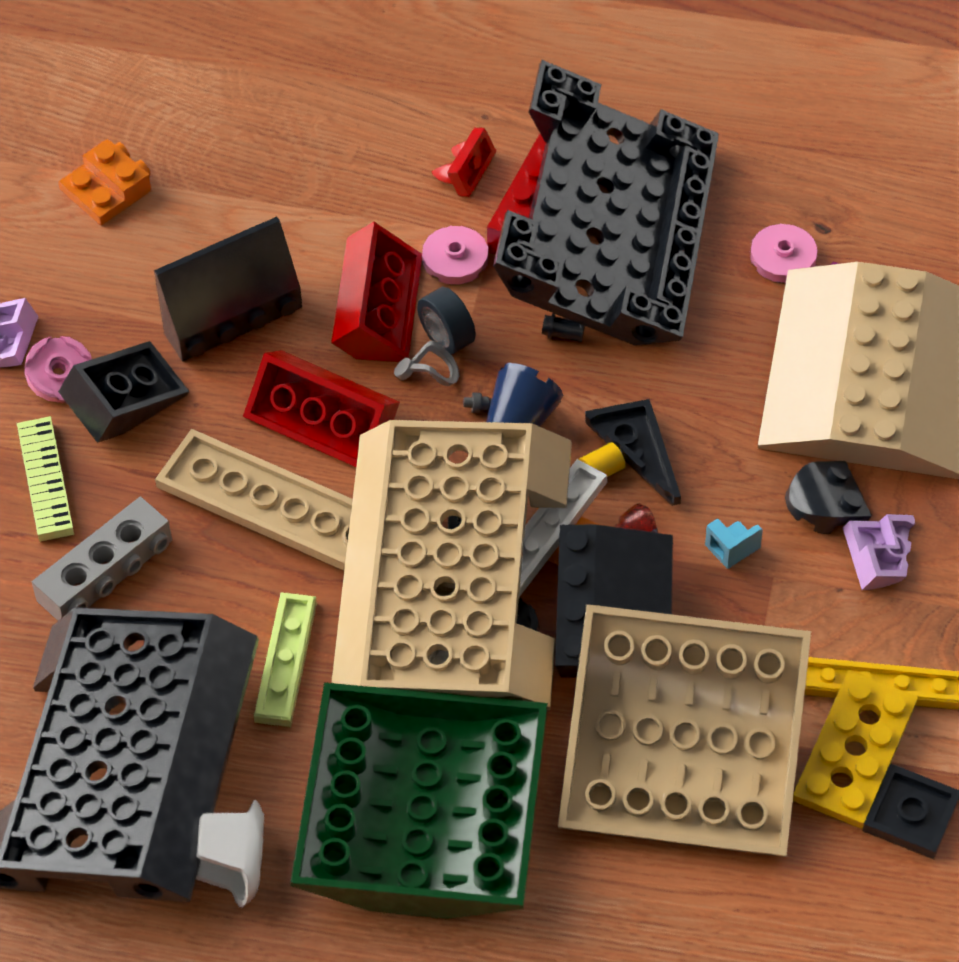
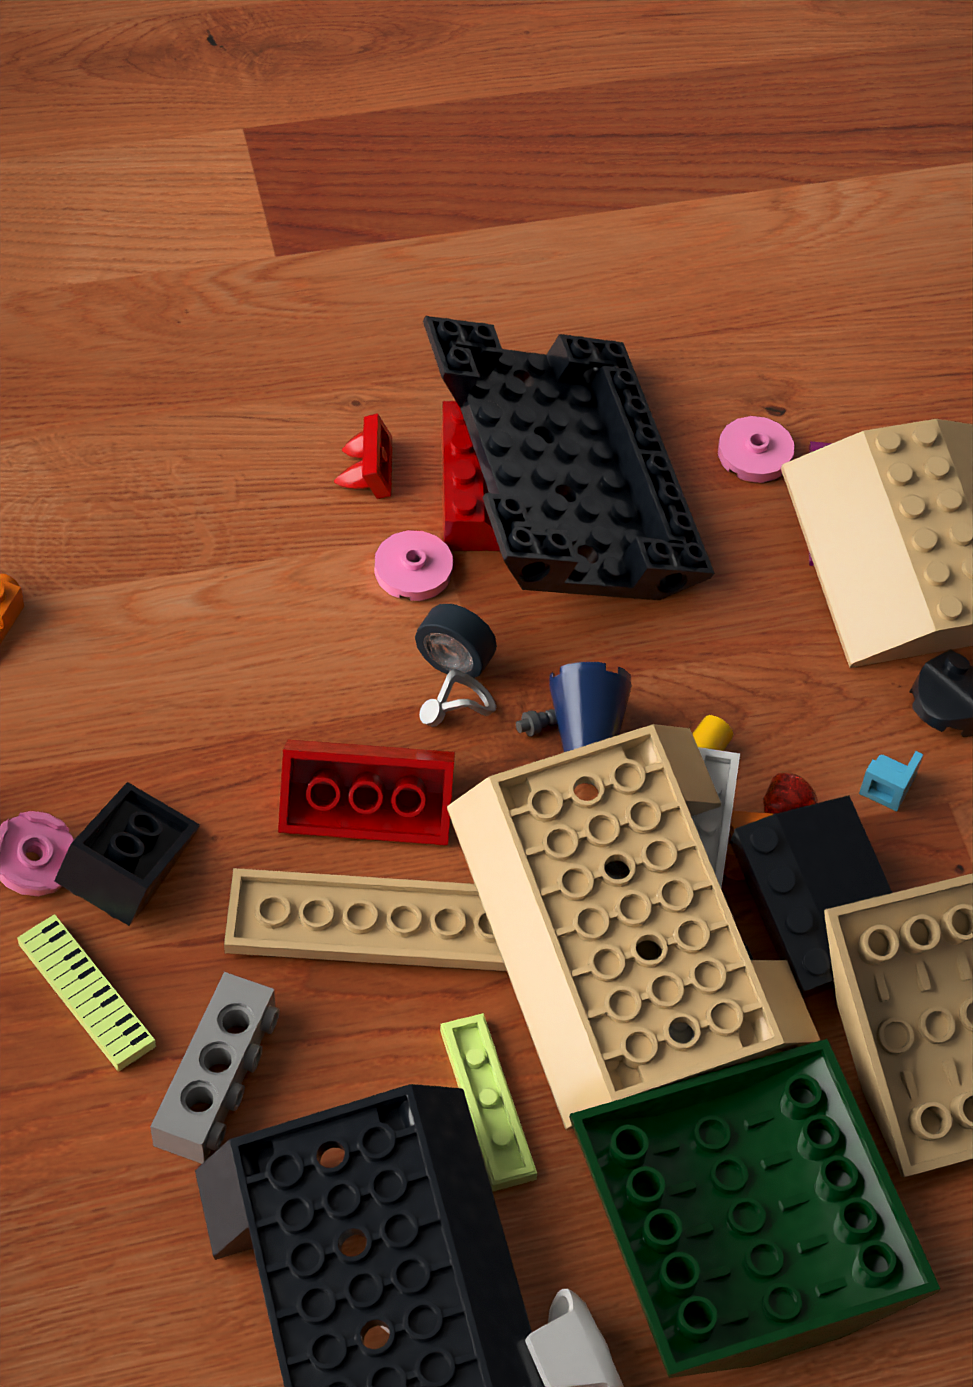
camera: 30 degrees left, 0 degrees up
(227, 289) = (197, 692): black slope -> none
(377, 296) = (356, 640): red slope -> none
(562, 328) = (577, 607): black pin -> none
(638, 437) = (721, 692): black wing -> none

